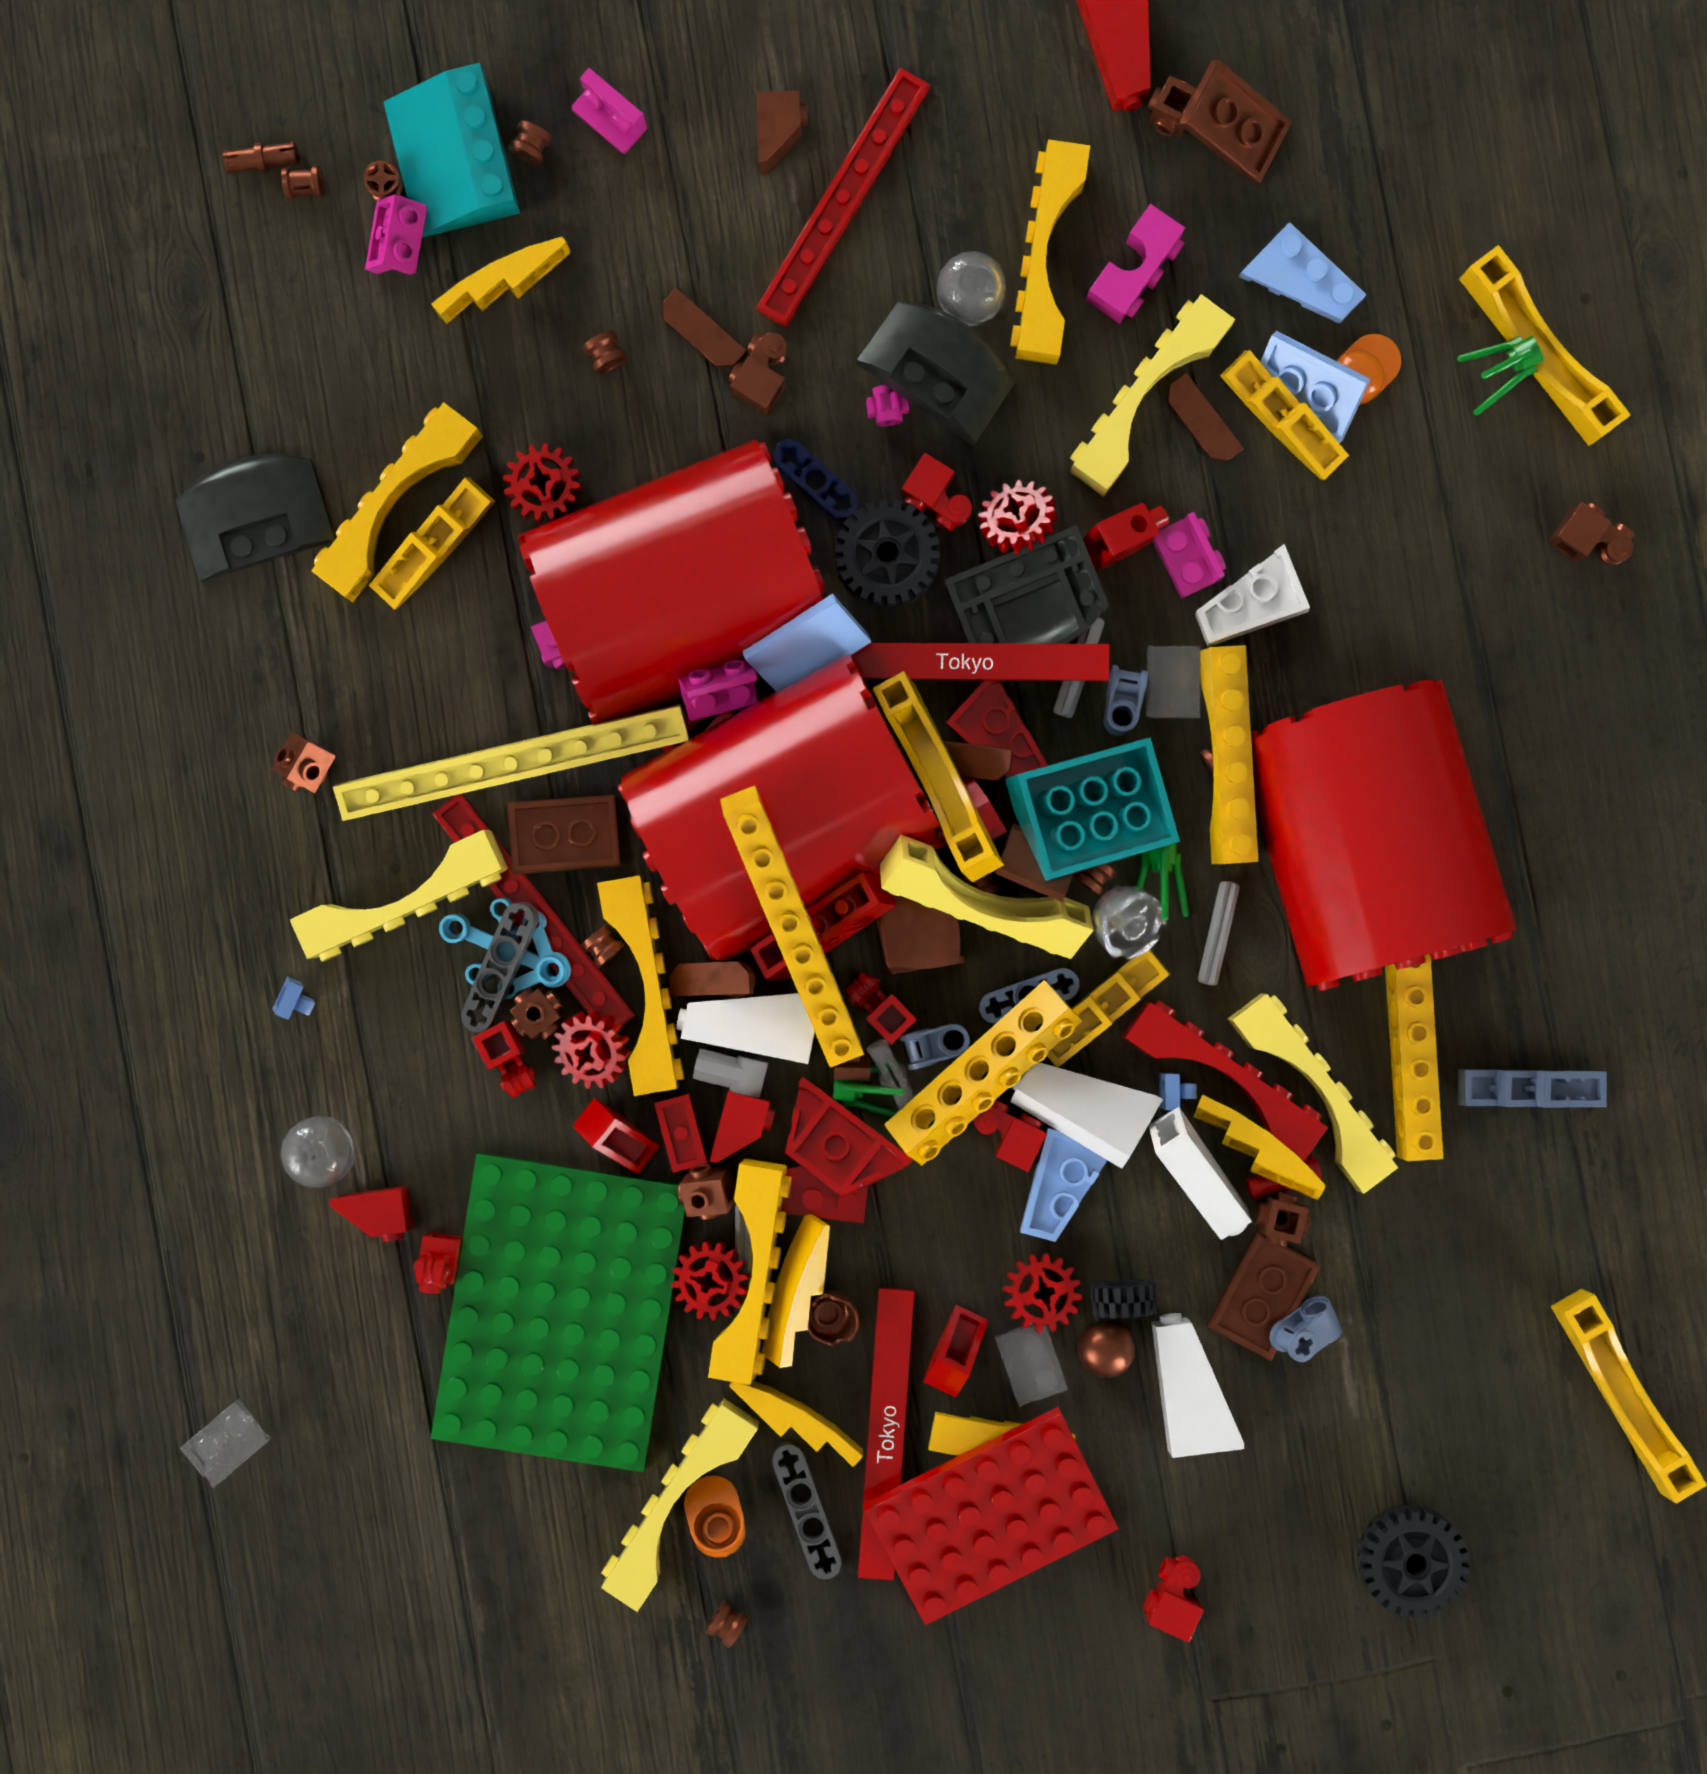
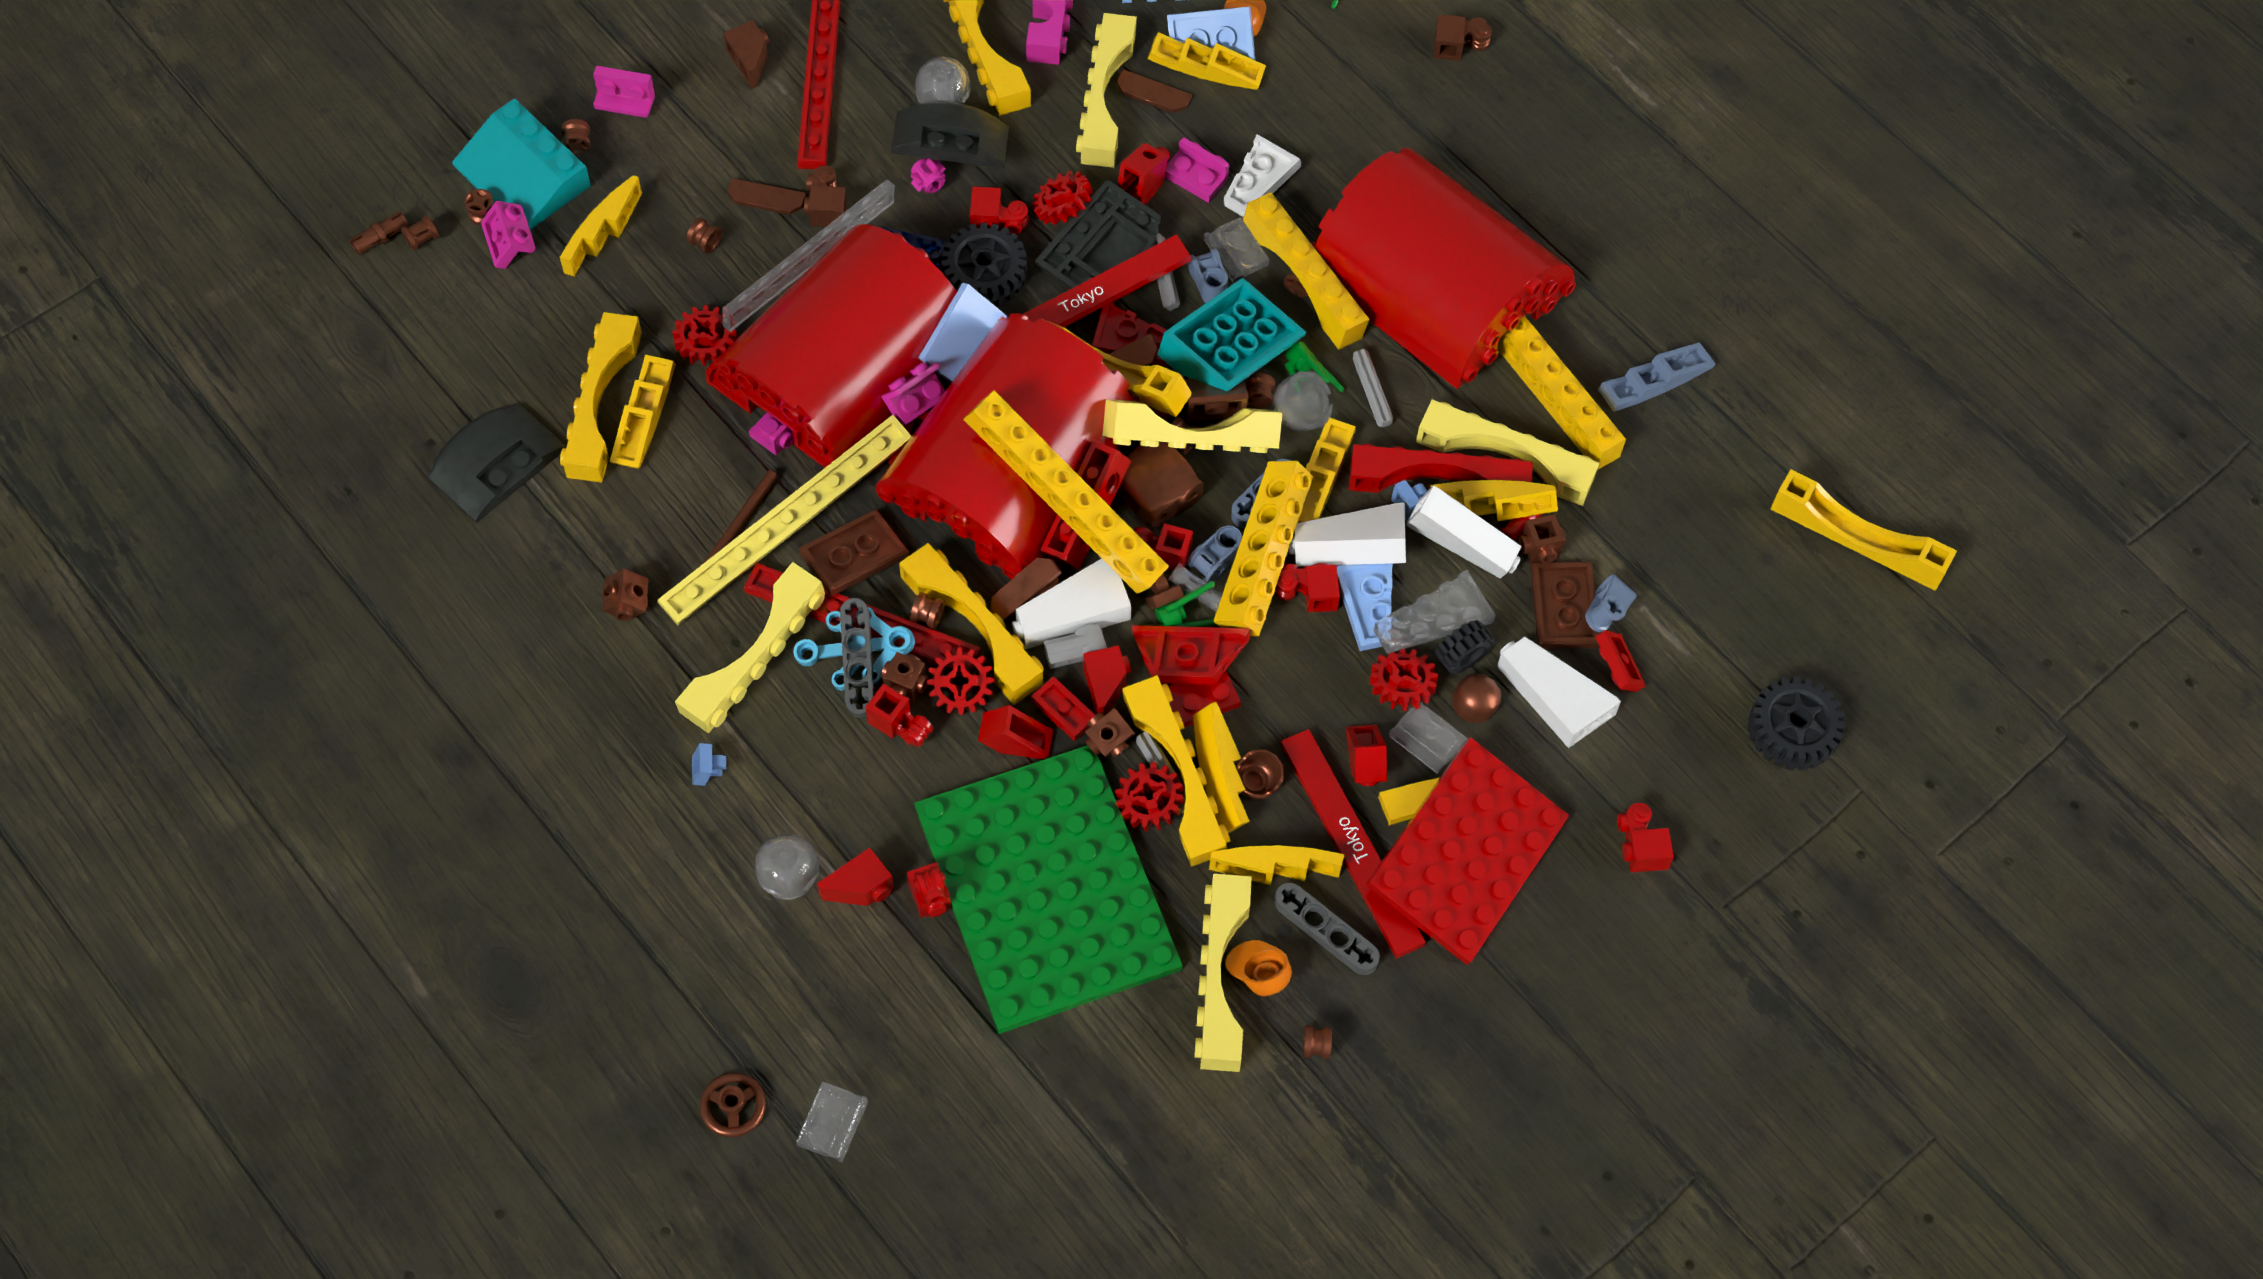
camera: 35 degrees left, 25 degrees down
(134, 1379) = (728, 1093): none -> copper piece
(472, 727) = (745, 512): none -> copper bar
(701, 444) = (804, 257): none -> clear tile
(1125, 1241) = (1434, 615): none -> clear wing
(1277, 1395) = (1617, 655): none -> red plate

